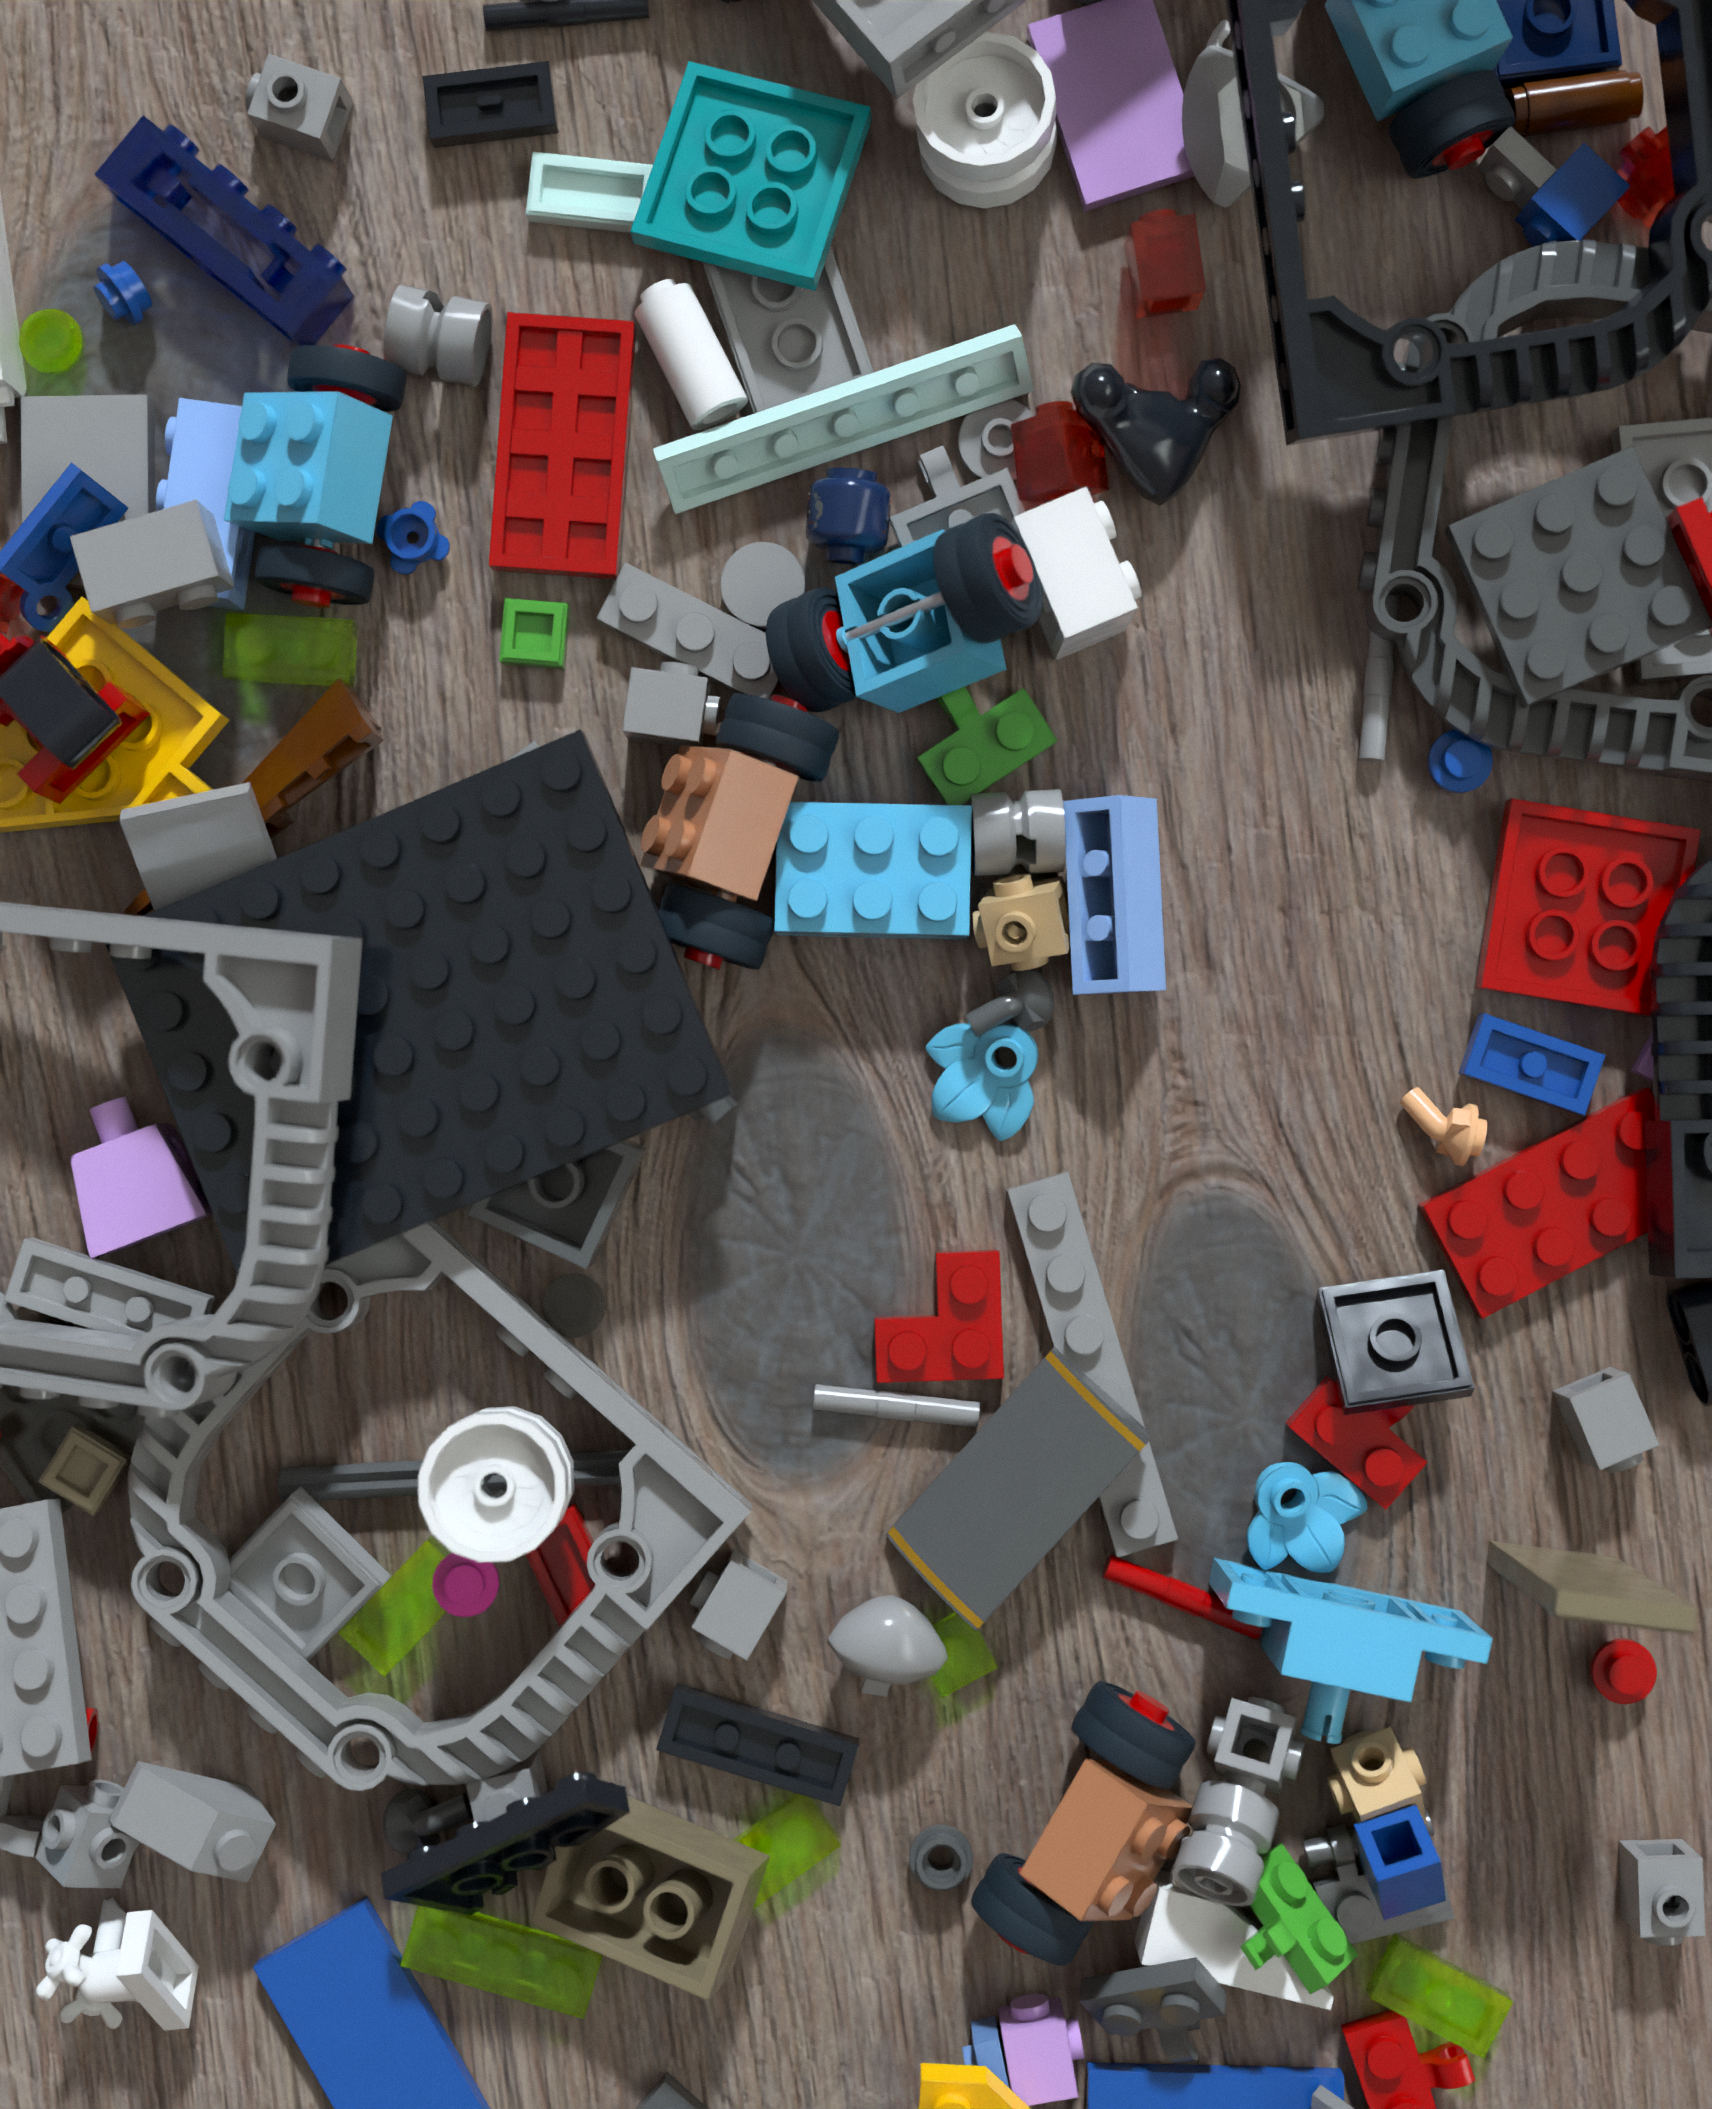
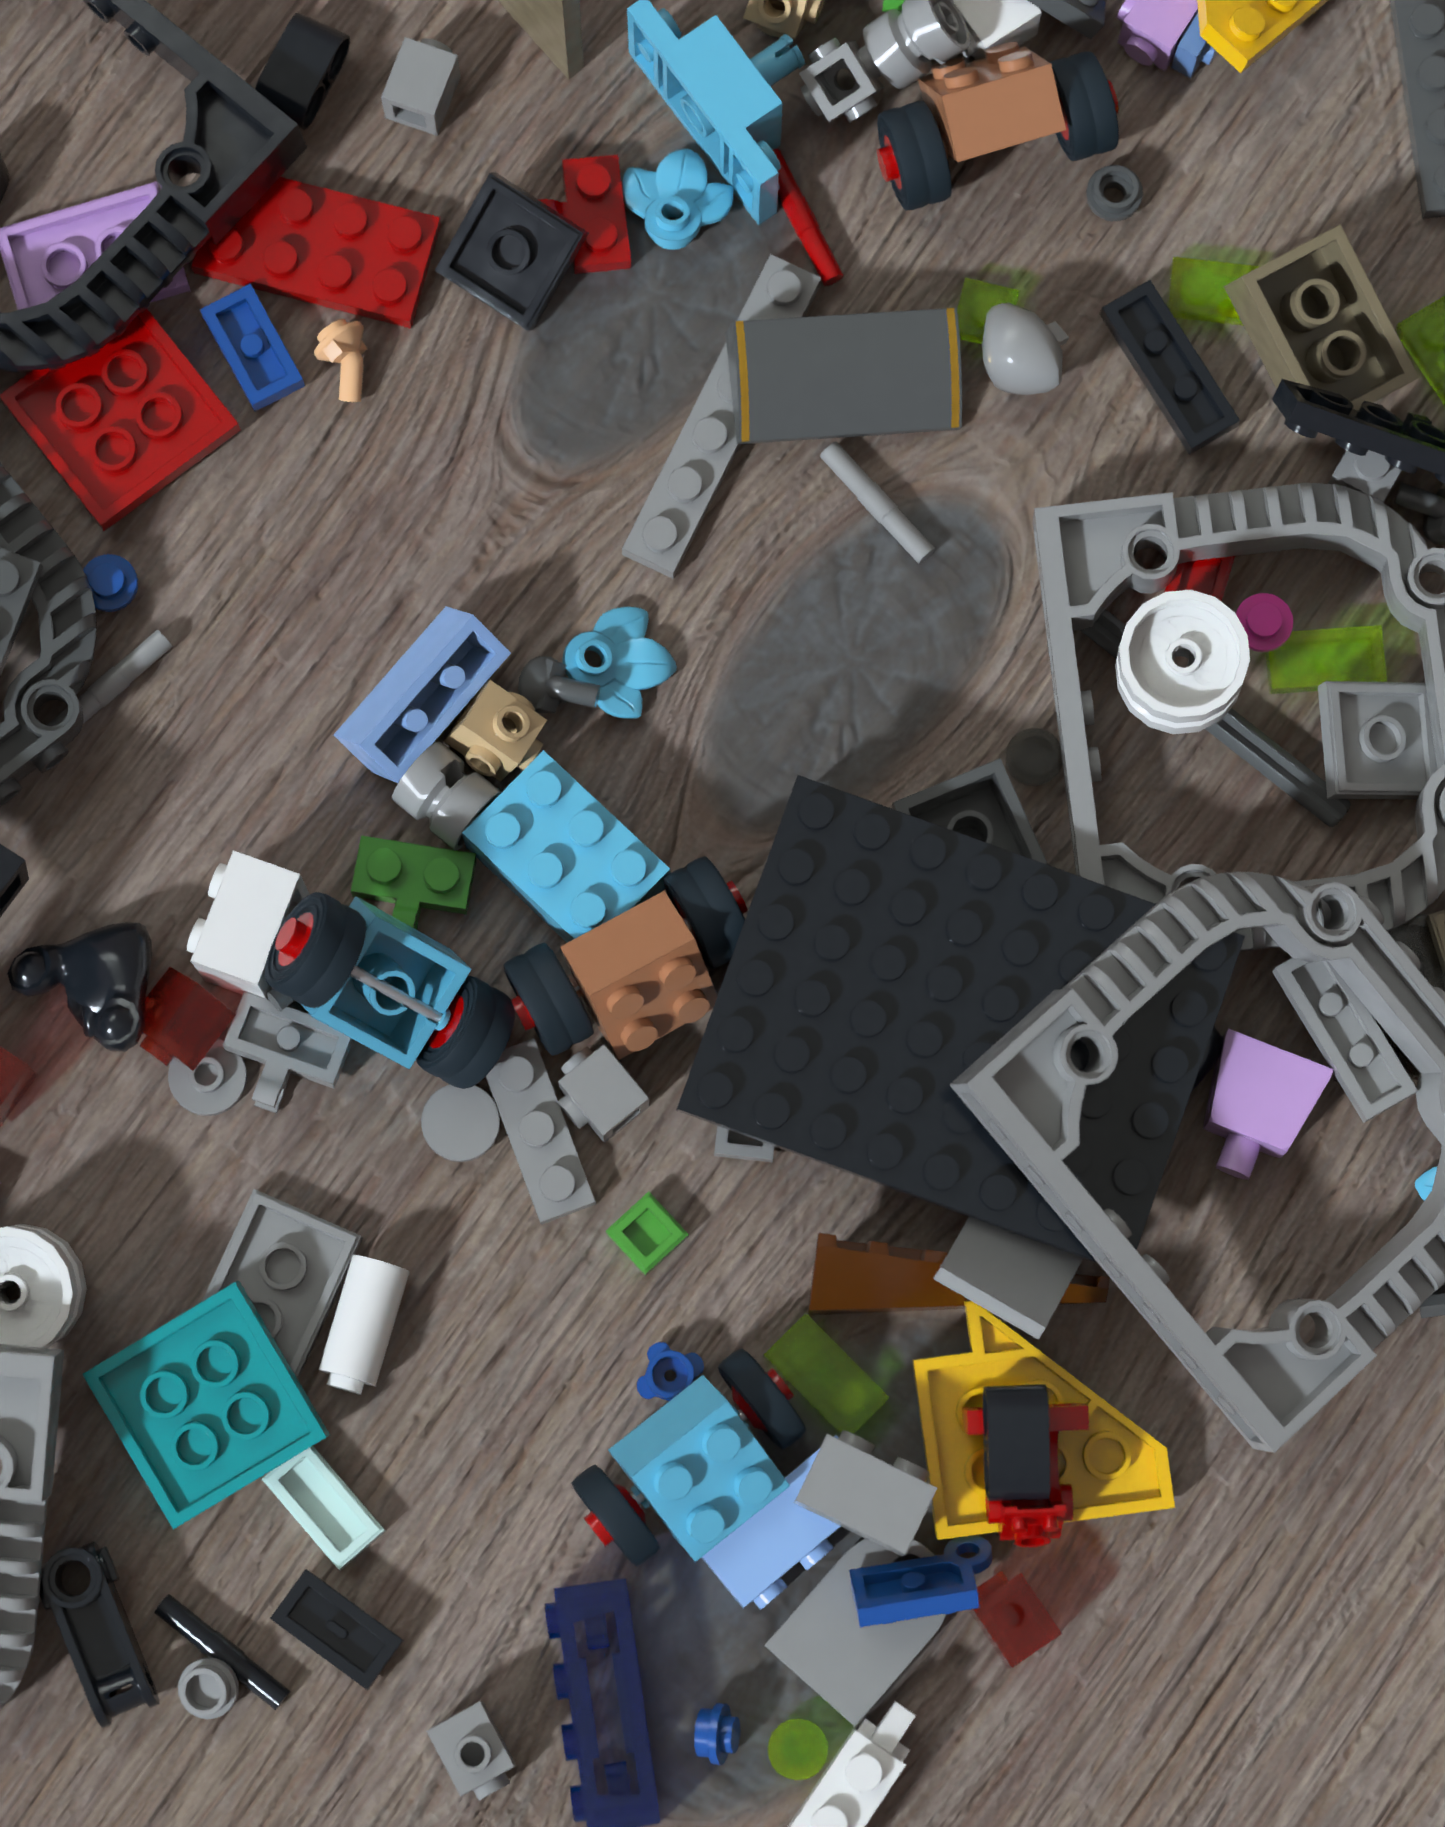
camera: 145 degrees left, 10 degrees down
(438, 335) = (524, 1493): light grey wheel -> none
(562, 445) = (508, 1341): red plate -> none
(736, 1605) = (1101, 463): light grey brick -> none
(844, 419) = (300, 1181): light aqua plate -> none
(848, 514) = (359, 1111): dark blue head -> none
(963, 1336) = (790, 508): red plate -> none

